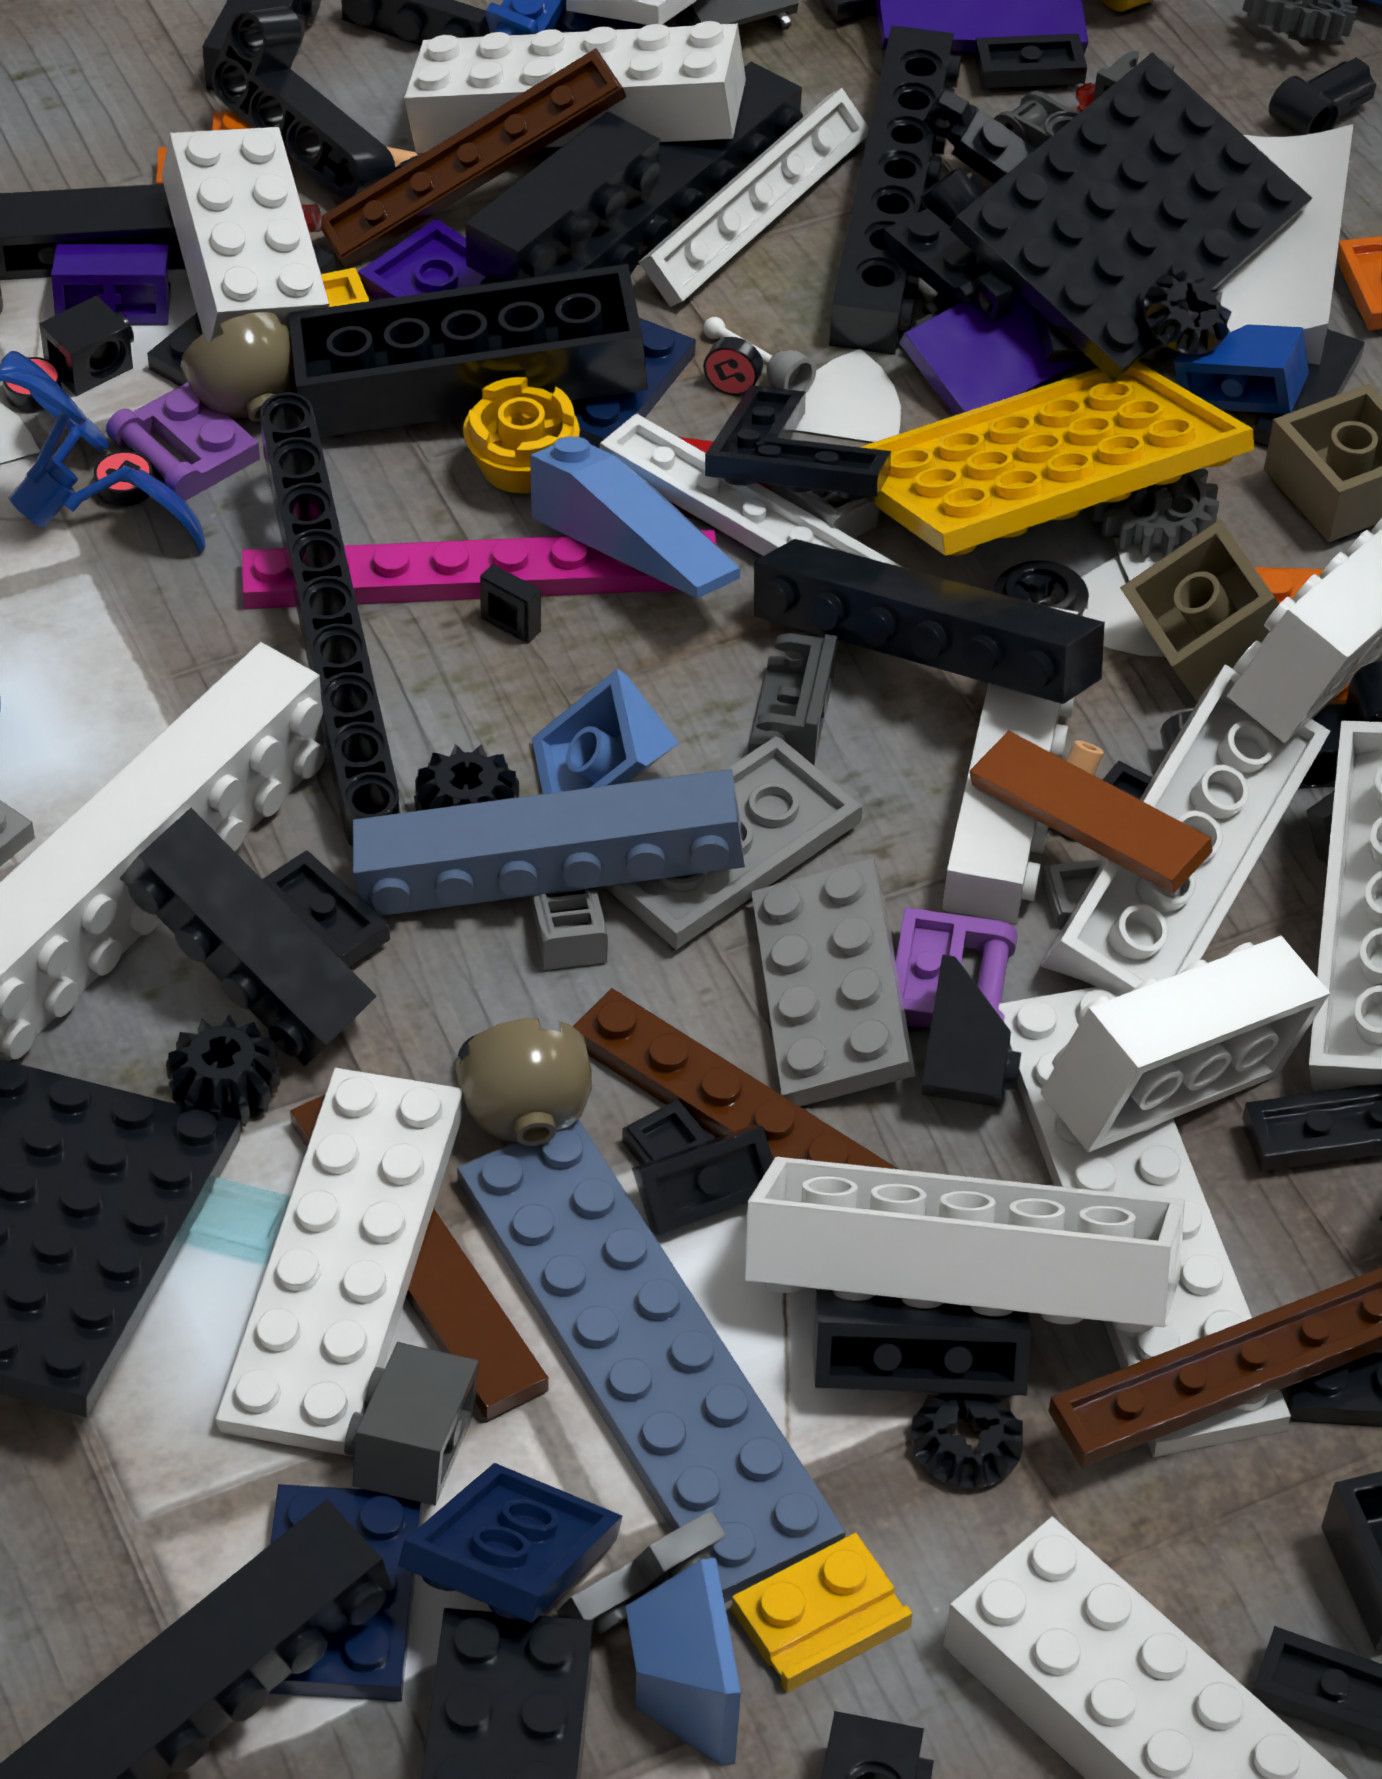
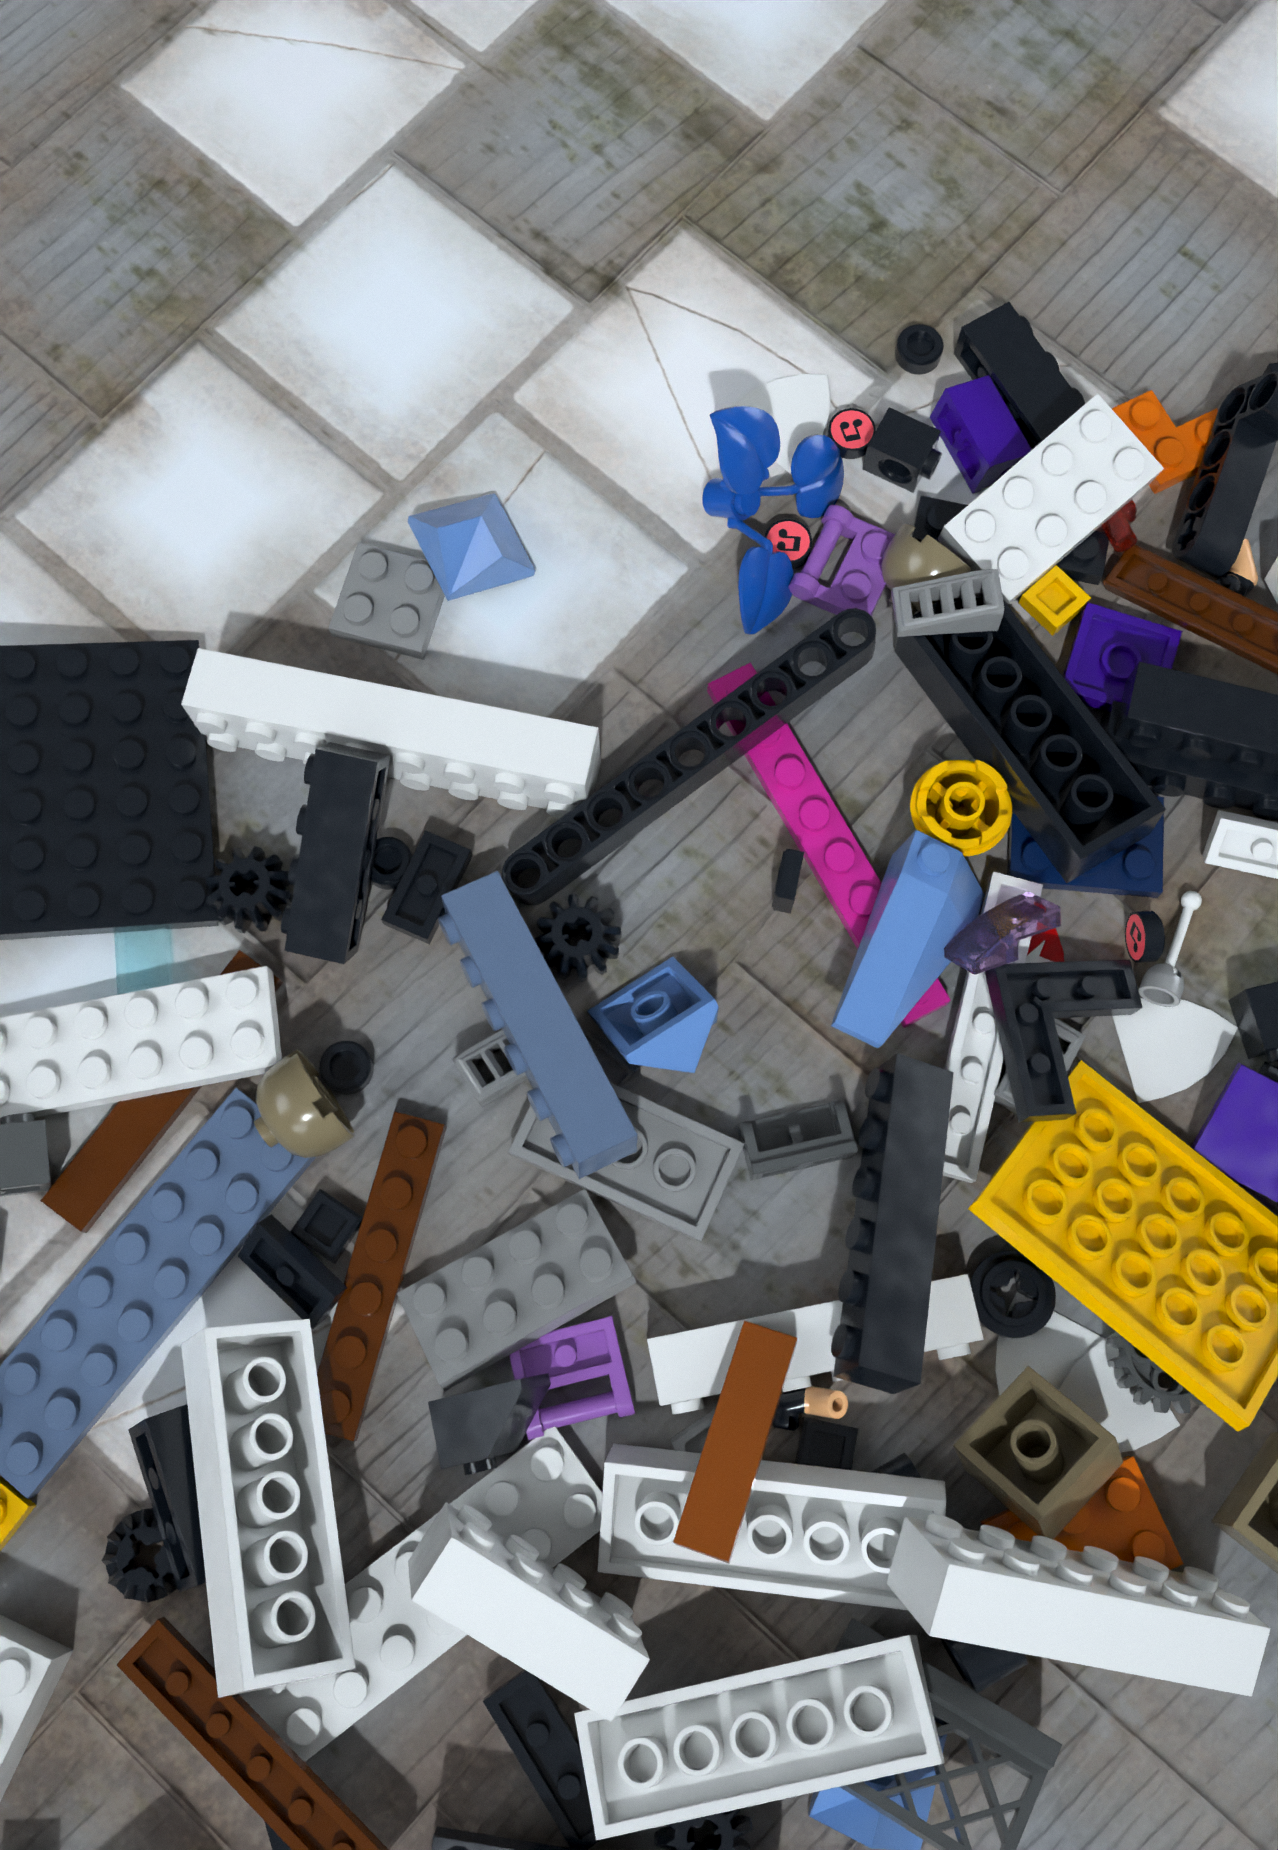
camera: 70 degrees right, 25 degrees up
(316, 316) = (963, 586): none -> light grey slope
(673, 443) = (995, 934): none -> clear purple slope

